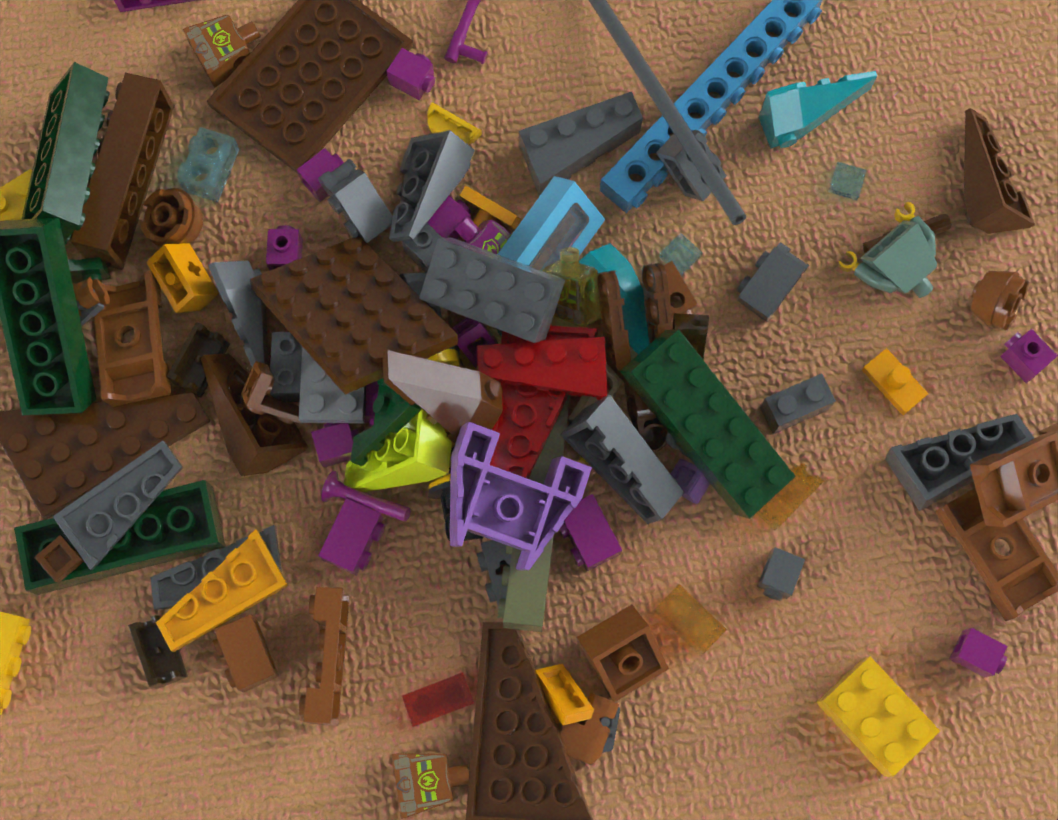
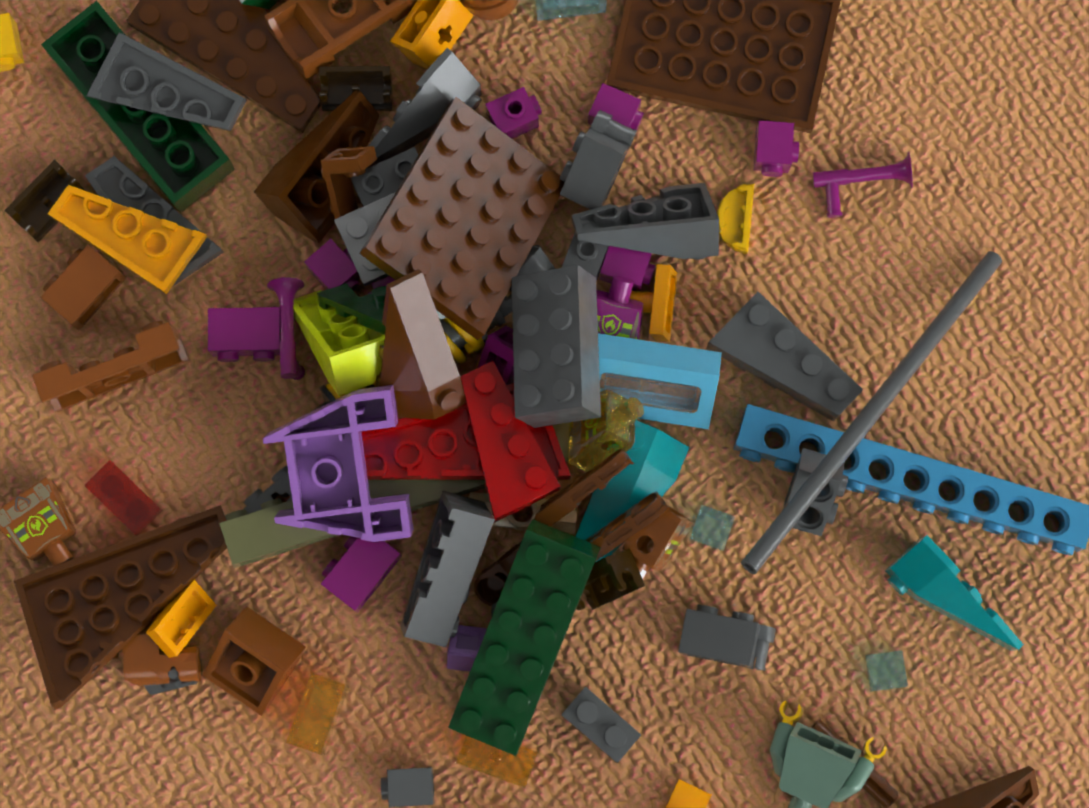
camera: 65 degrees right, 5 degrees up
(59, 559) = (82, 60): reddish brown plate -> none

